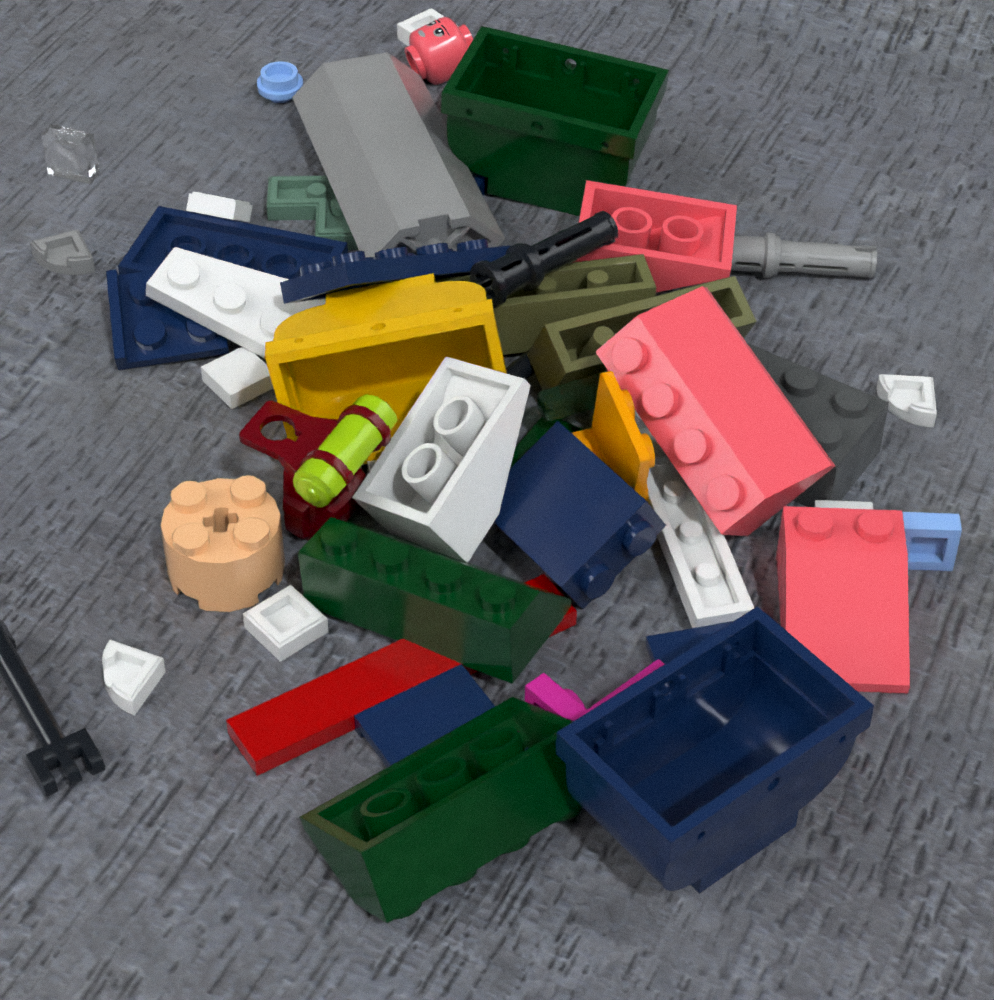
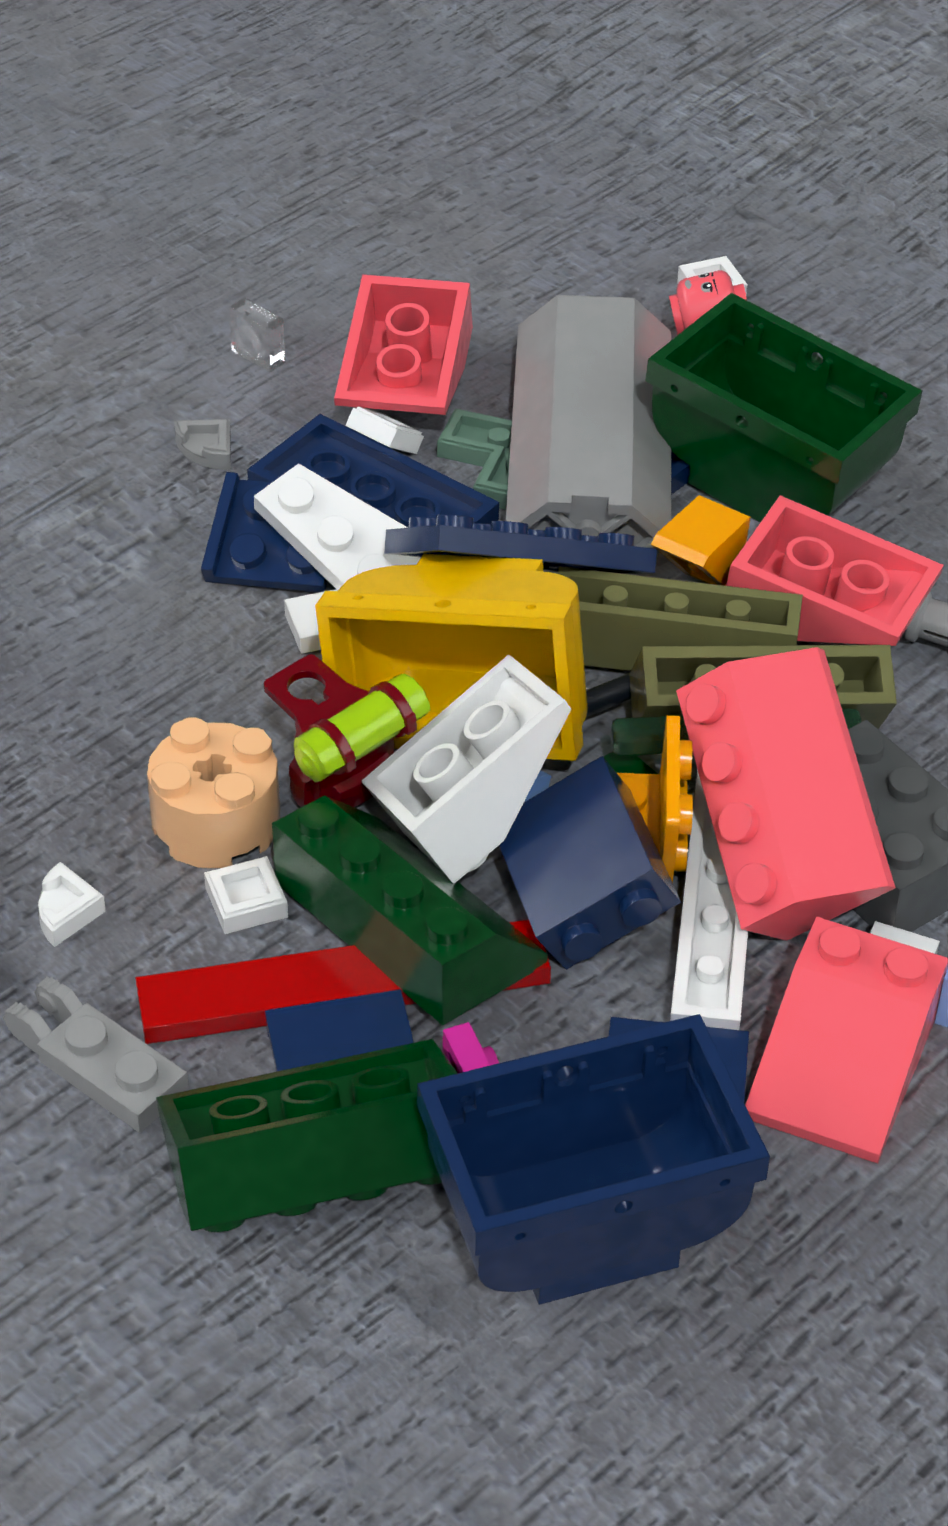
camera: 20 degrees right, 0 degrees up
(209, 132) = (406, 345): none -> coral slope
(220, 797) = (96, 1055): none -> light grey hinge
(279, 82) = (516, 302): light blue plate -> none
(527, 265) = (658, 575): black pin -> none
(537, 220) = (704, 539): none -> light orange slope

